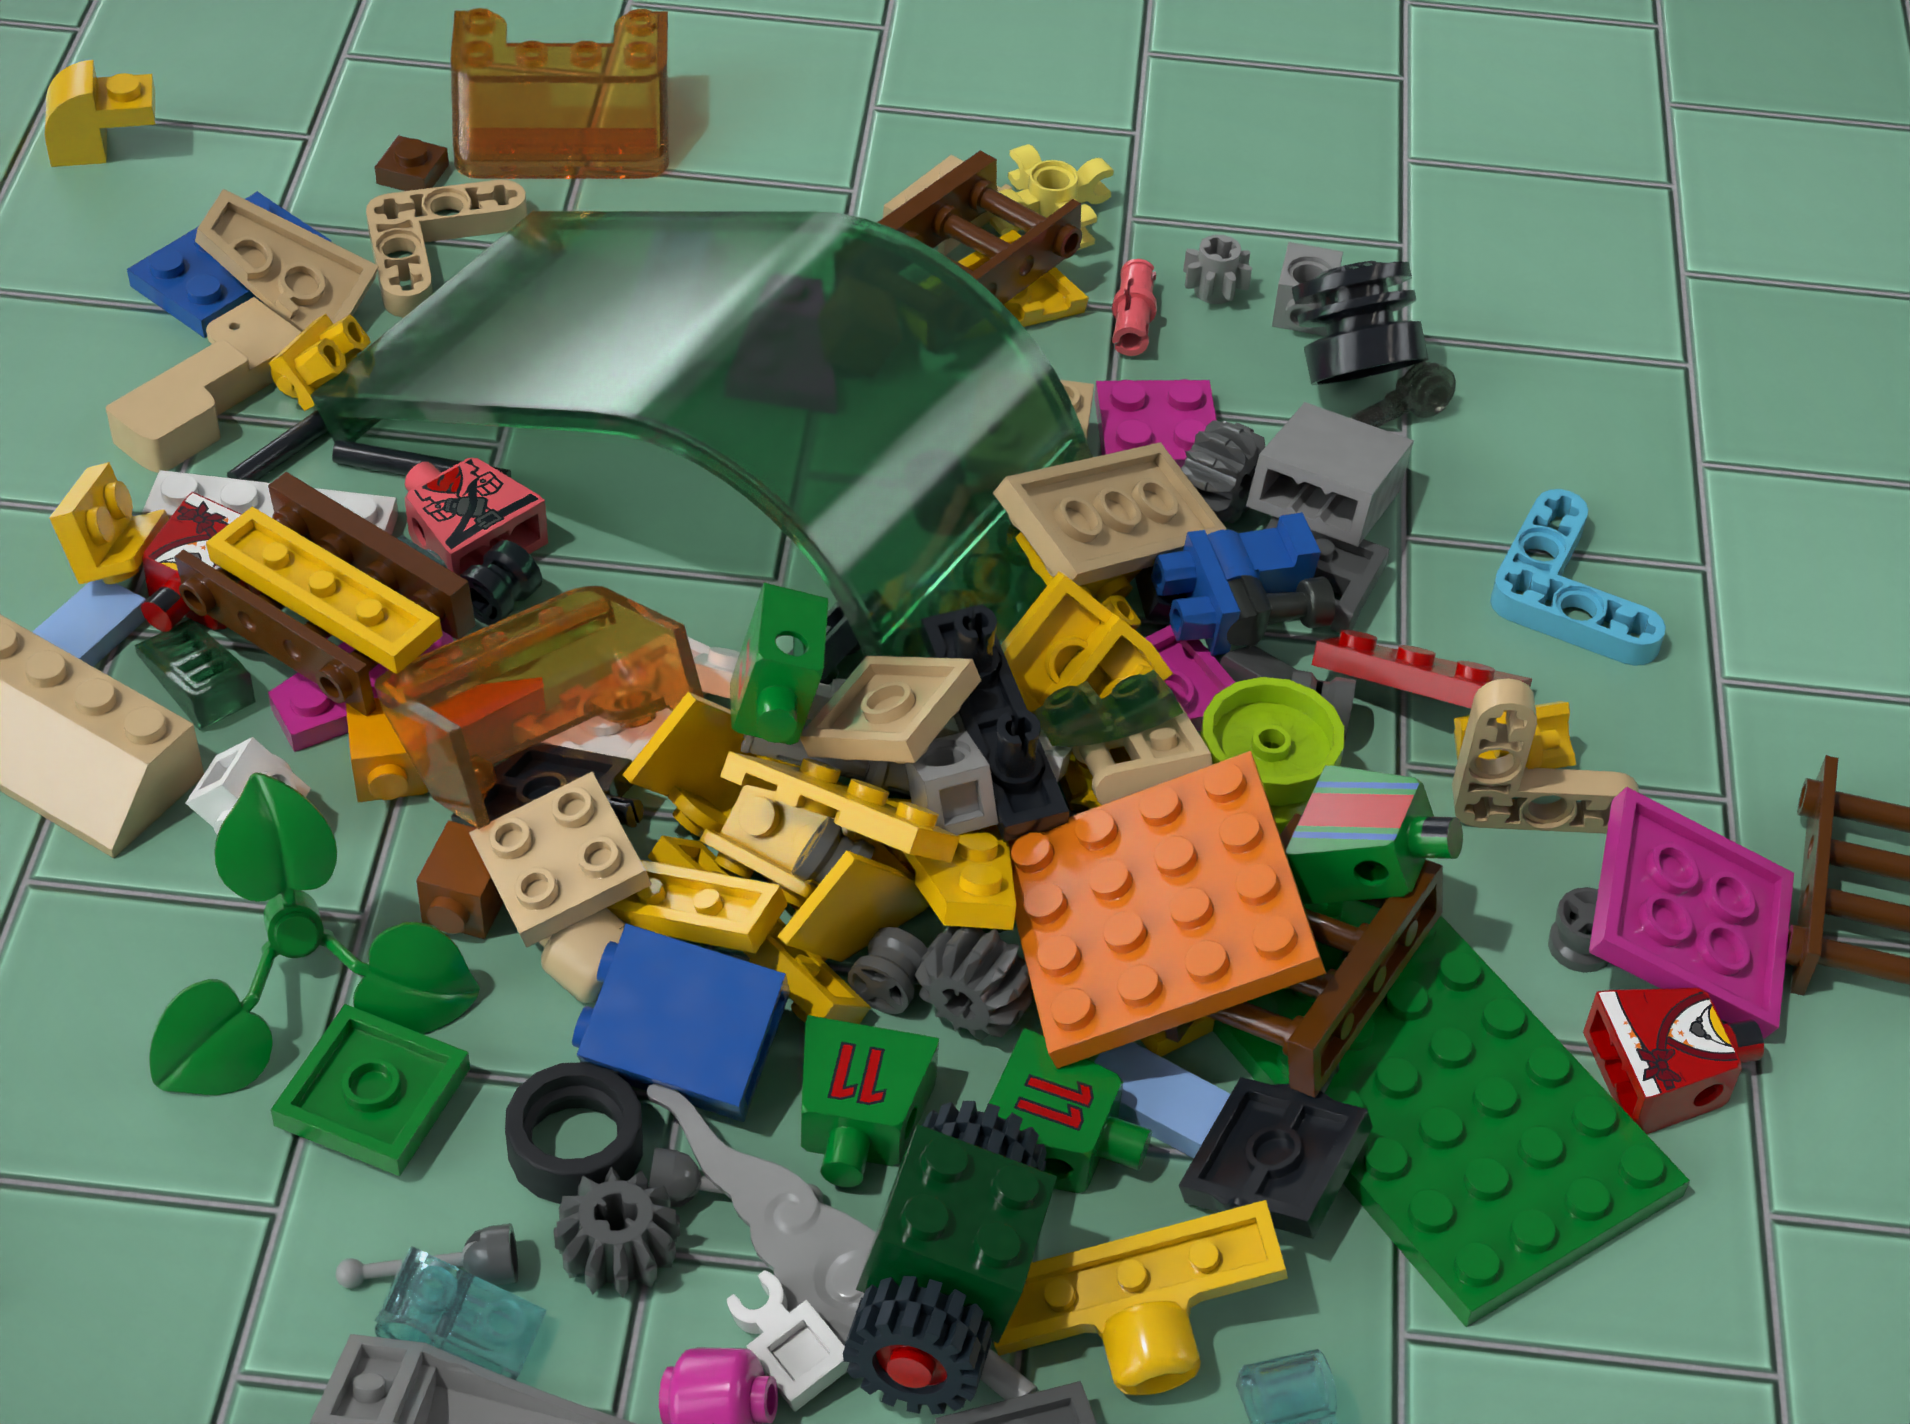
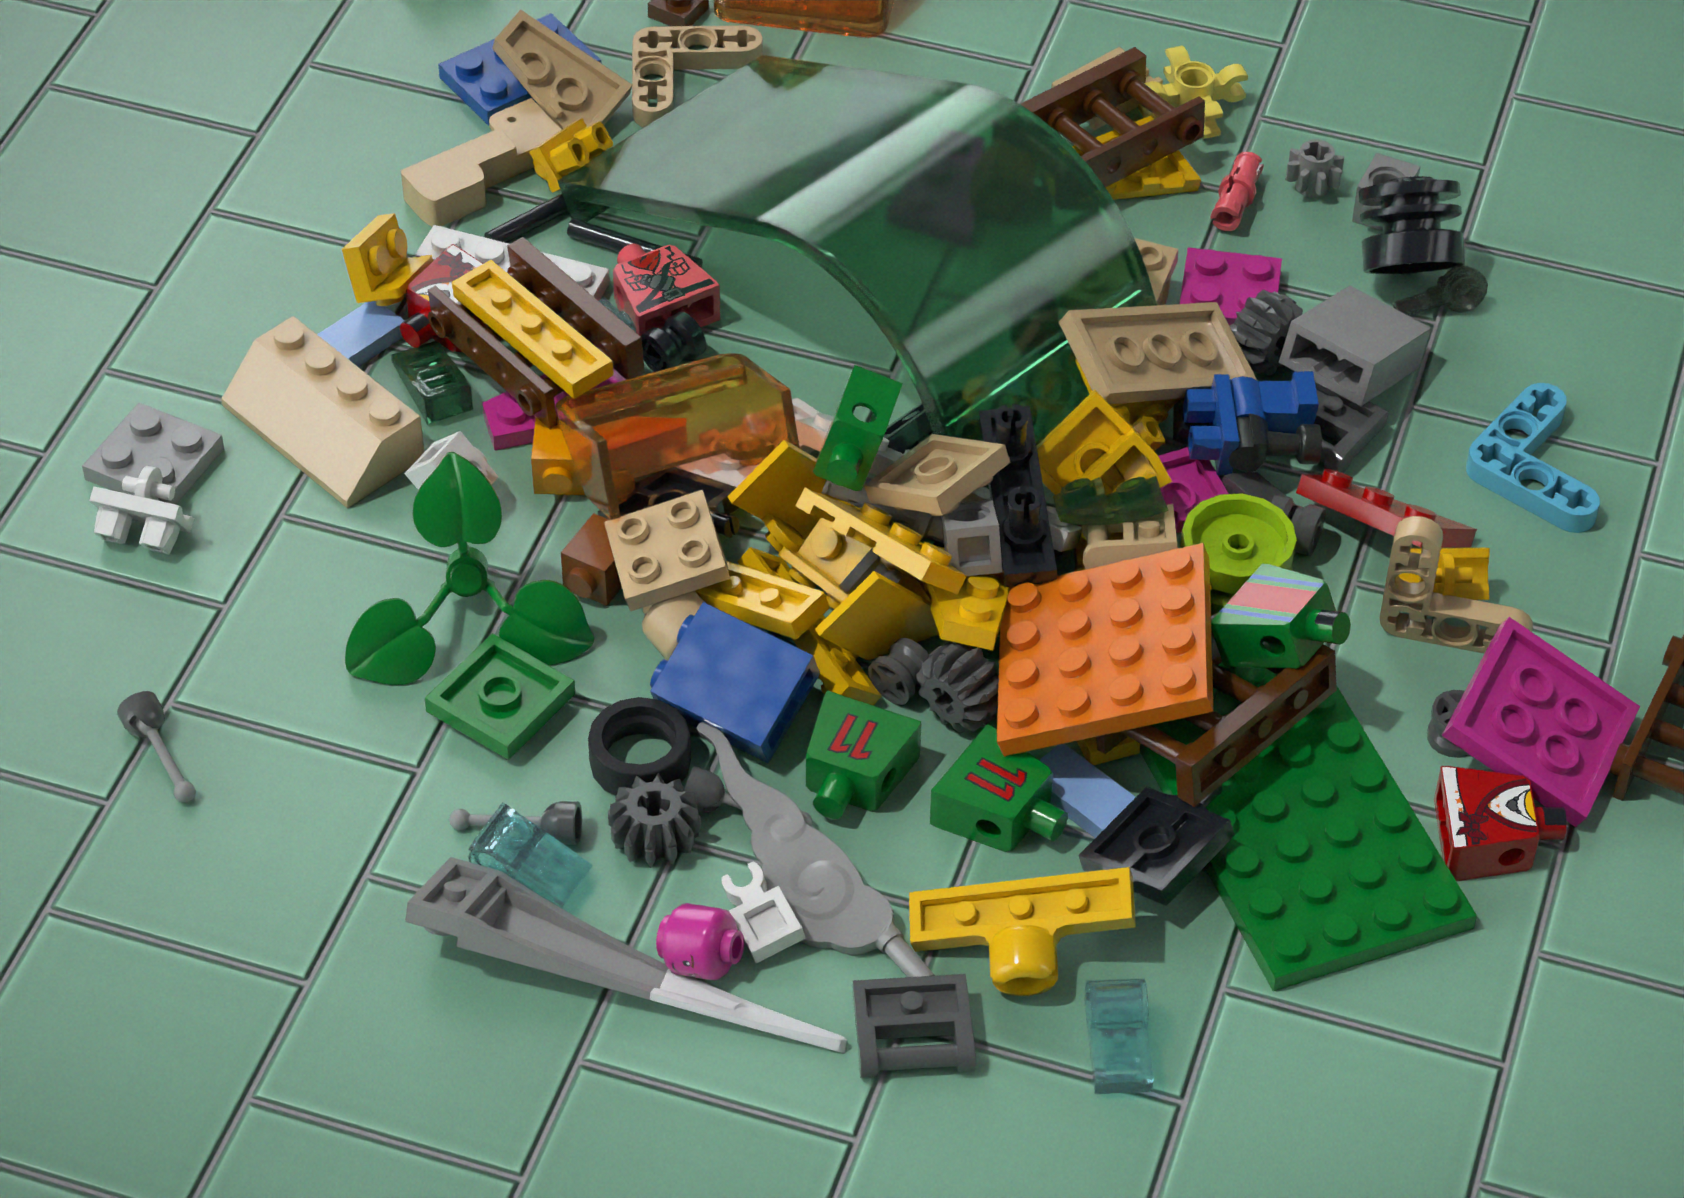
camera: 15 degrees right, 0 degrees up
(949, 1257) = (884, 867): brick -> none

